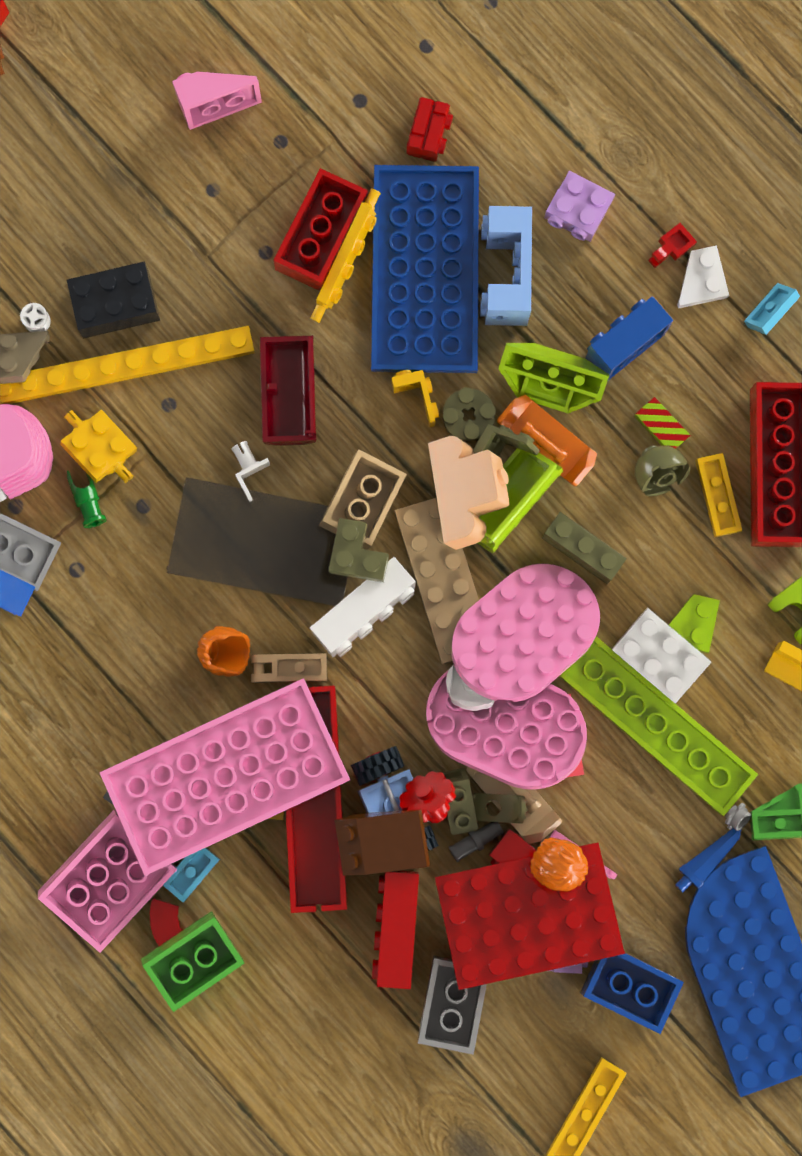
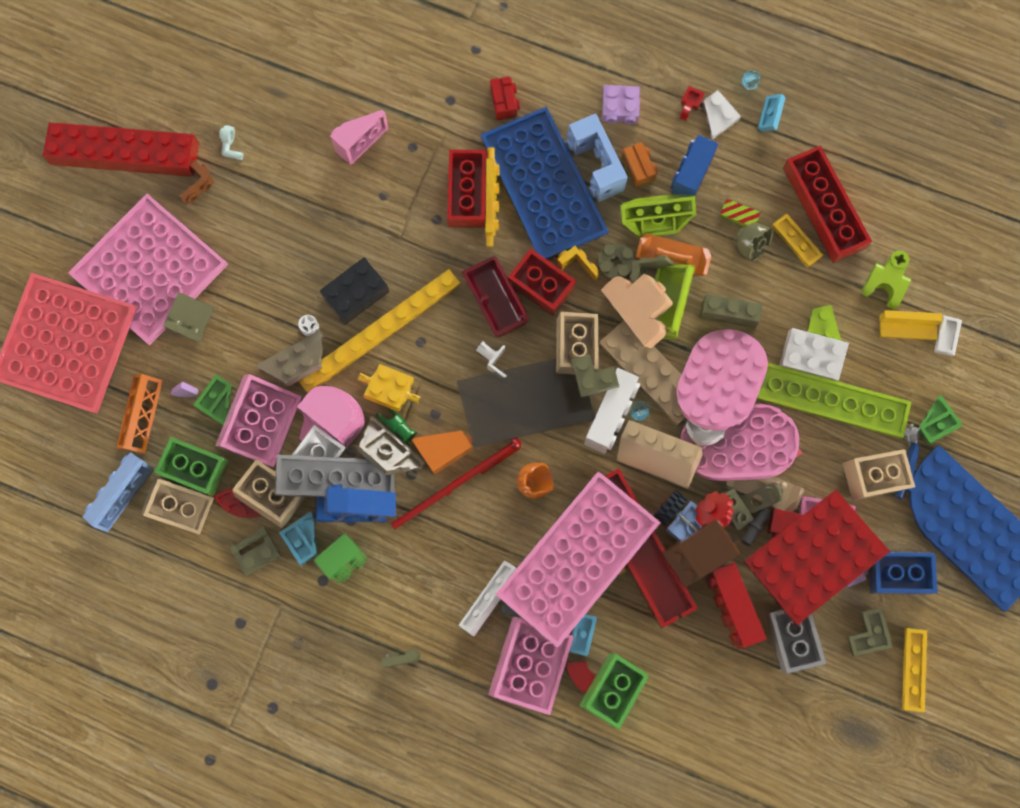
camera: 20 degrees left, 5 degrees down
(47, 20) = (227, 136): none -> light aqua plate
(56, 526) = (387, 450): none -> dark tan wing
(88, 775) = (487, 600): none -> white plate
(127, 556) = (443, 448): none -> orange slope
(169, 603) = (483, 467): none -> red bar
(290, 667) = (581, 472): tan plate -> none
(357, 398) = (541, 282): none -> red brick
(396, 691) = (659, 454): none -> tan slope
(403, 623) = (640, 411): none -> clear light blue tile
(558, 1050) = (875, 637): none -> olive plate
(559, 864) = (821, 513): orange hair -> none
(561, 299) = (638, 164): none -> orange brick
(666, 849) = (878, 474): none -> tan slope
(769, 251) = (751, 79): none -> clear light blue tile

